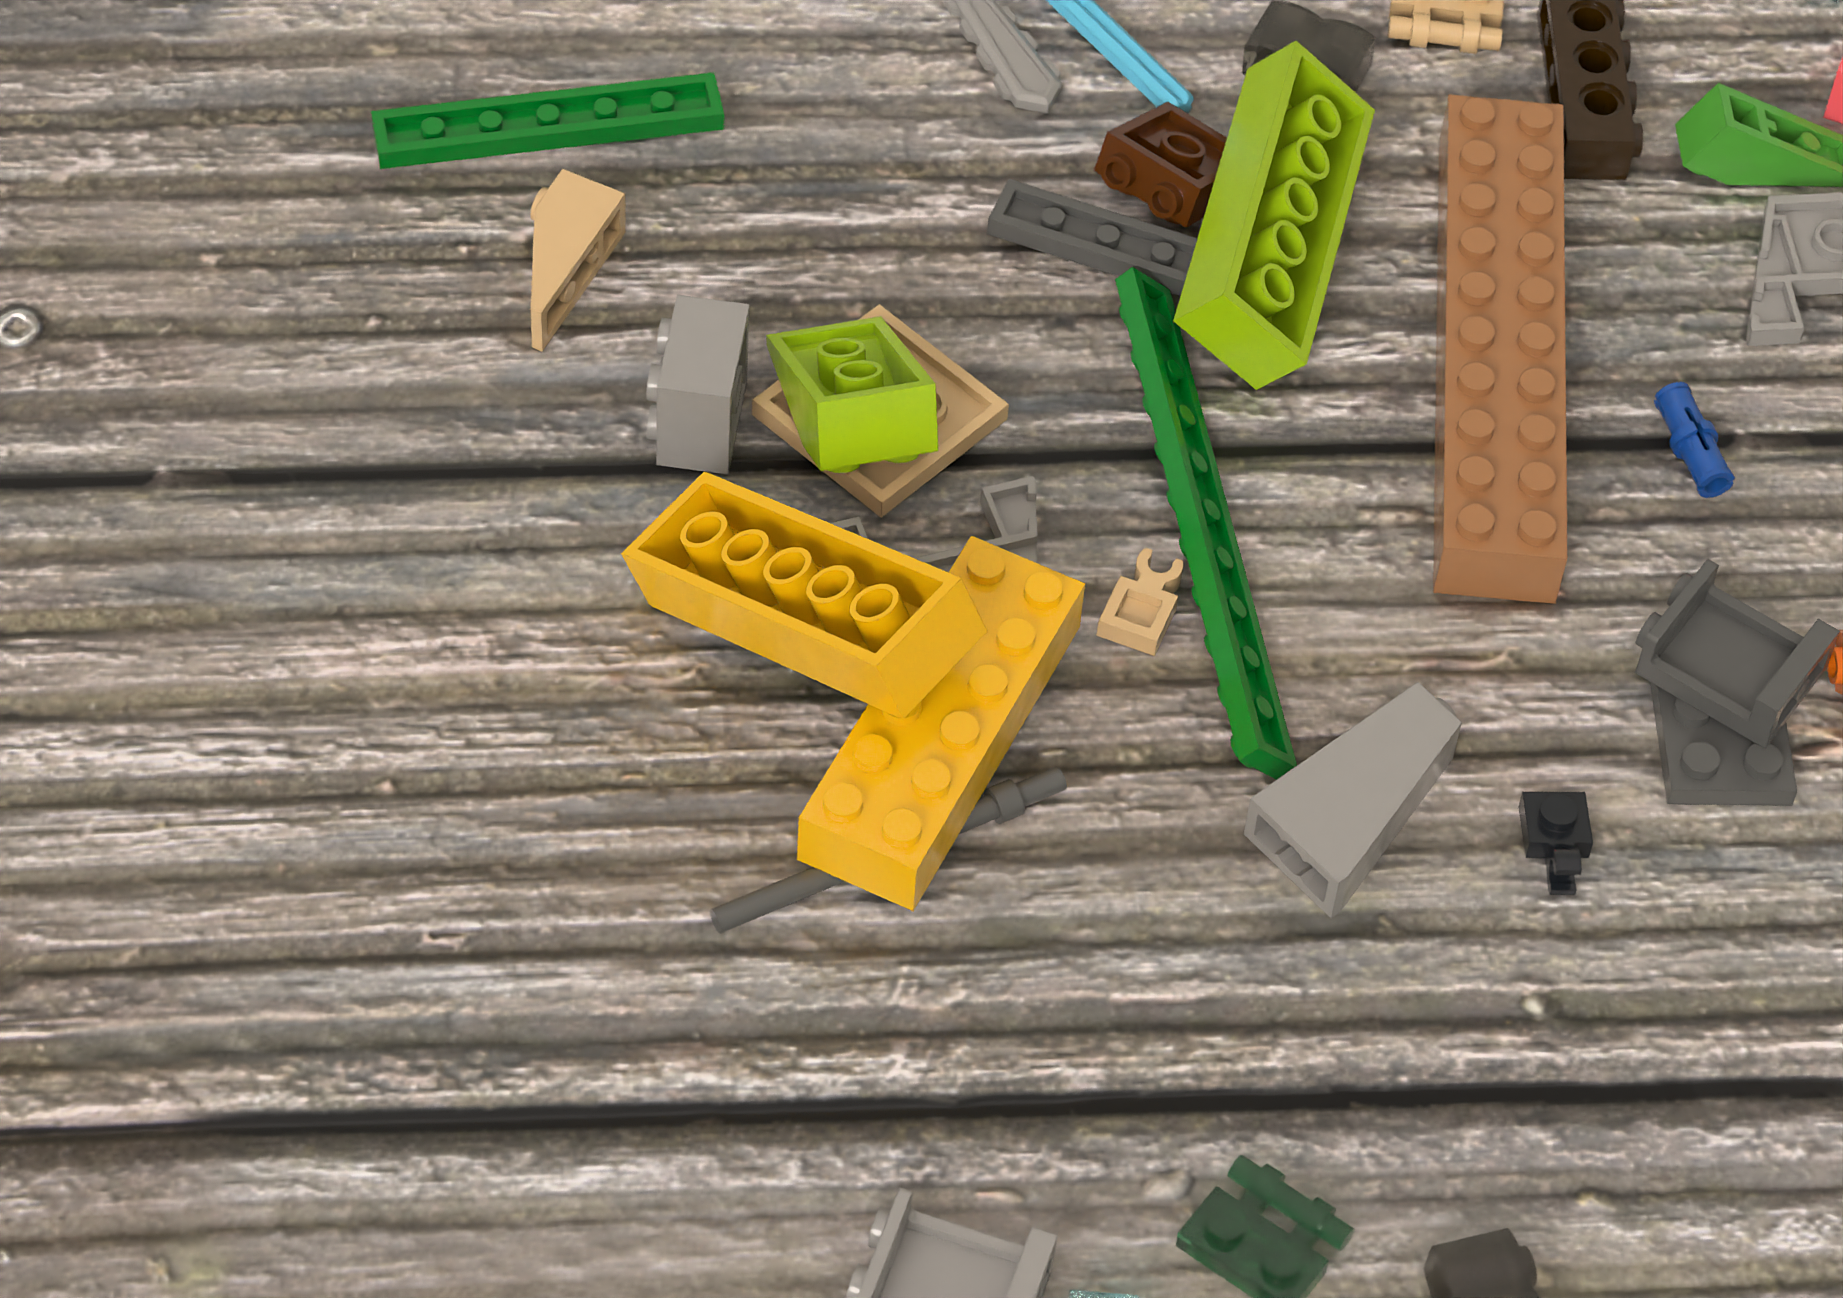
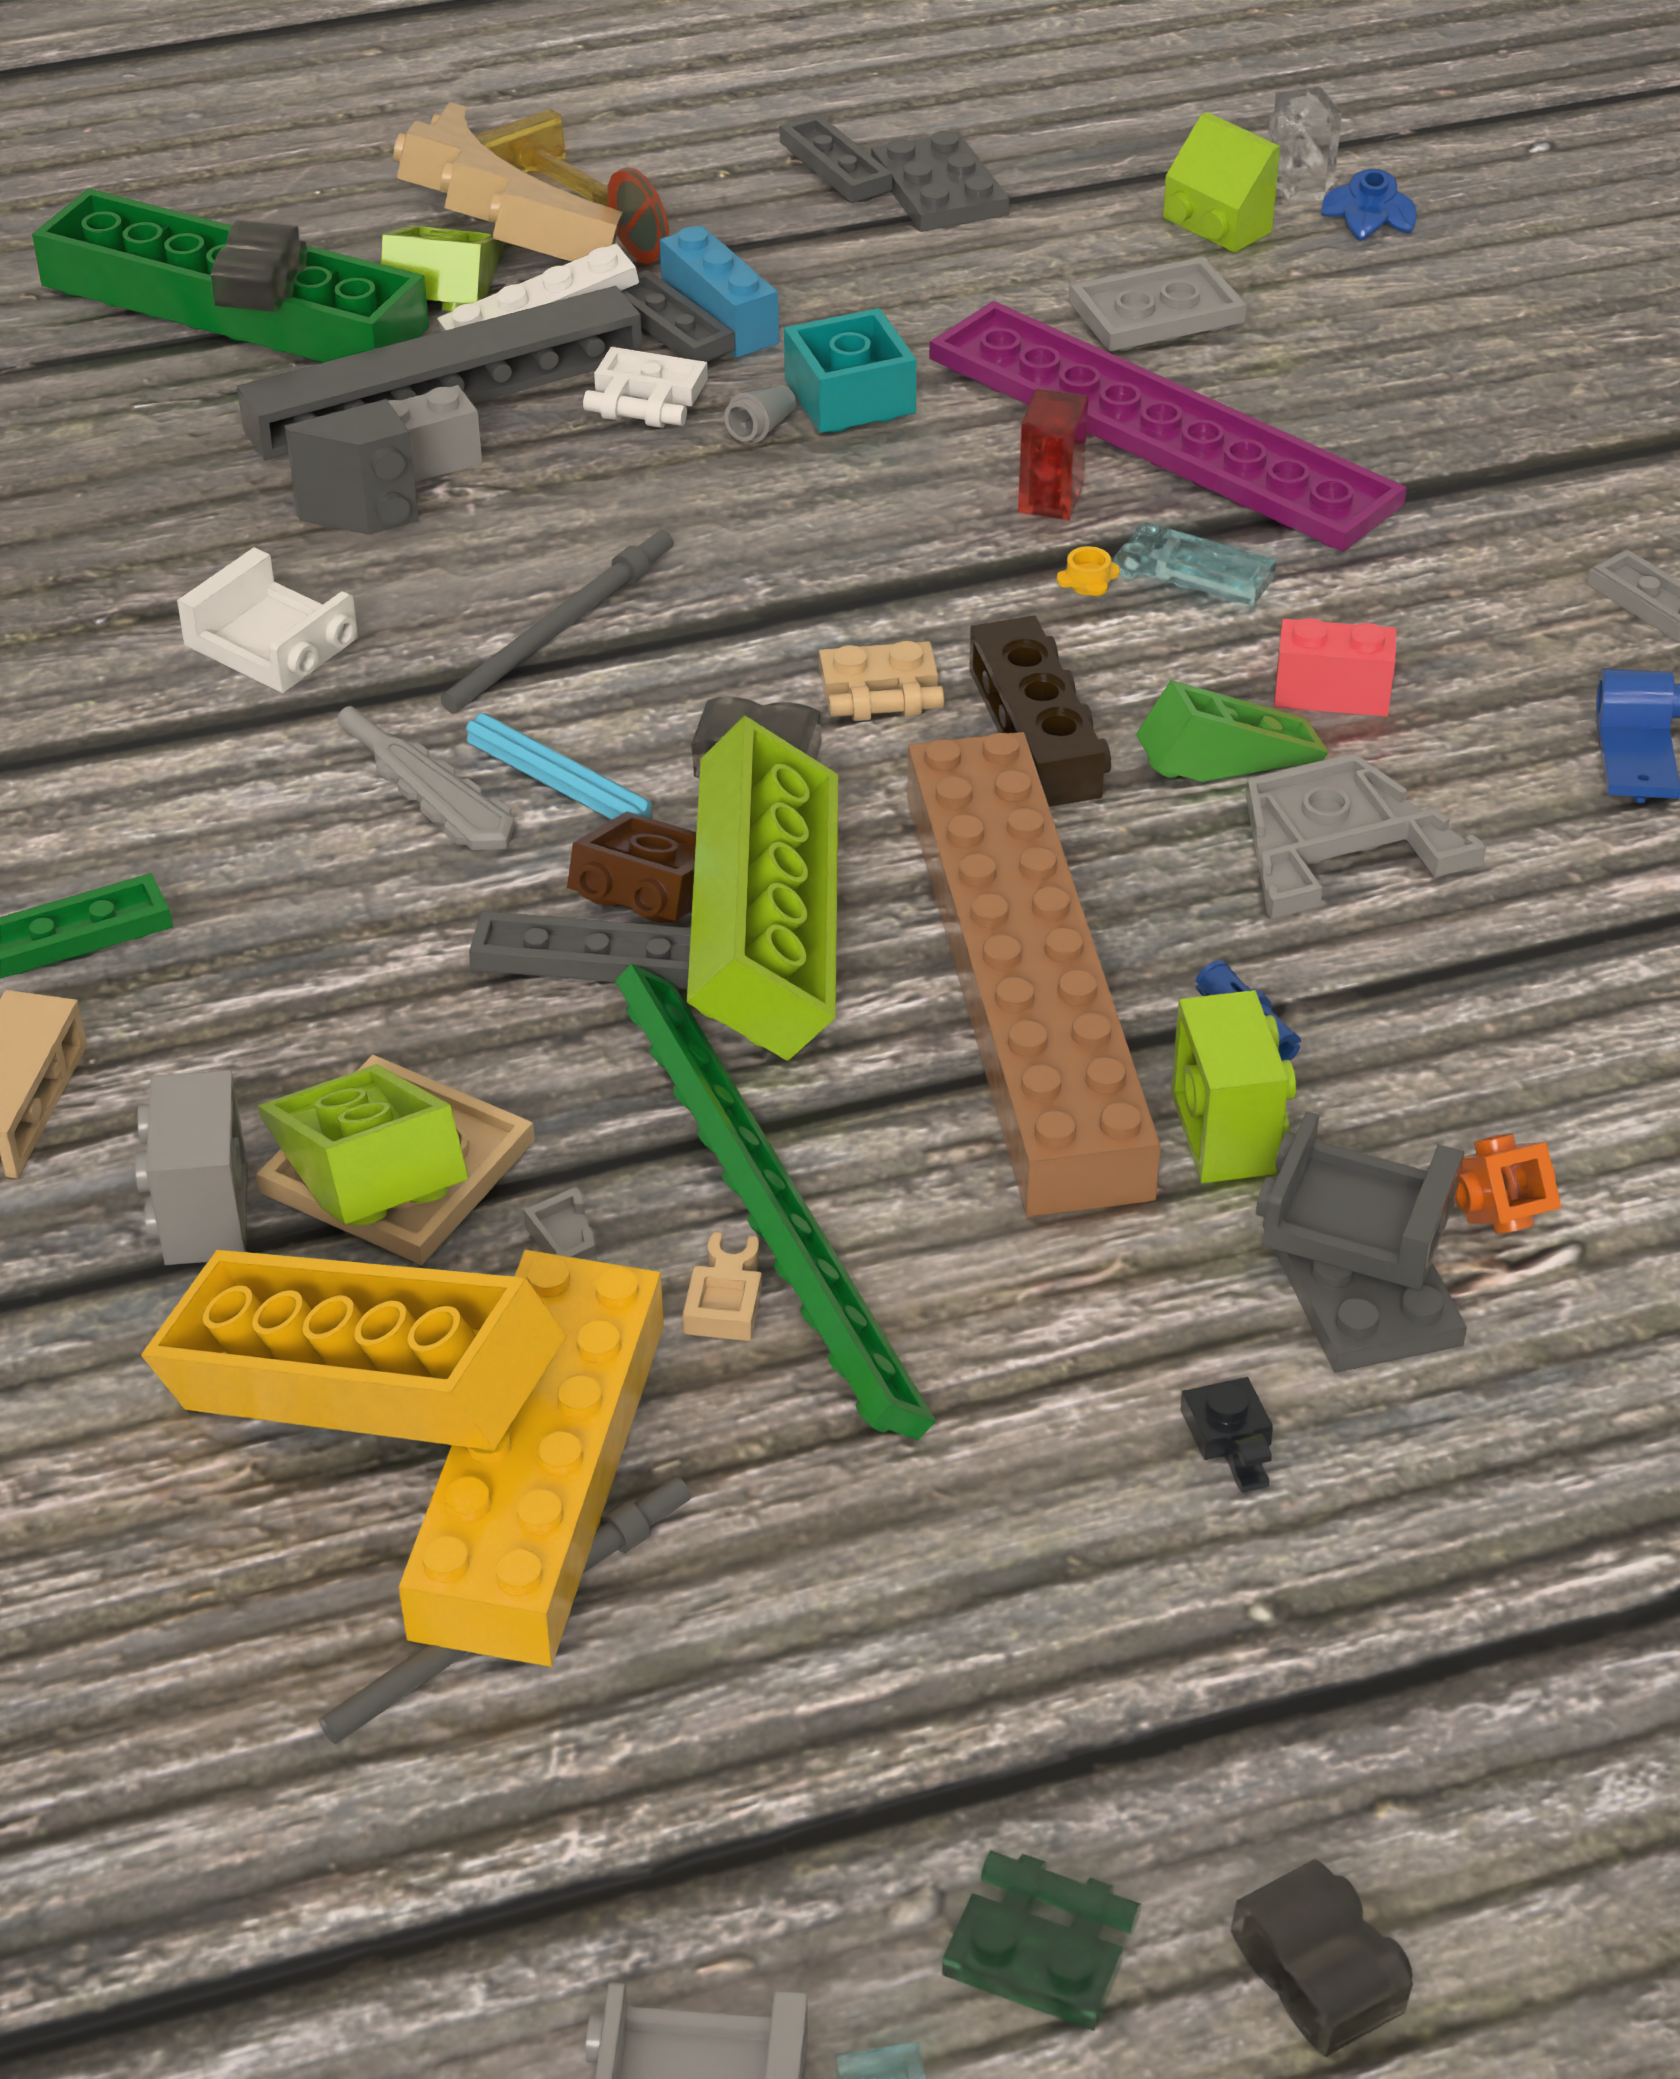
camera: 10 degrees left, 10 degrees down
(1352, 797) = (1002, 1437): light grey slope -> none
(1651, 512) = (1230, 1085): none -> lime brick

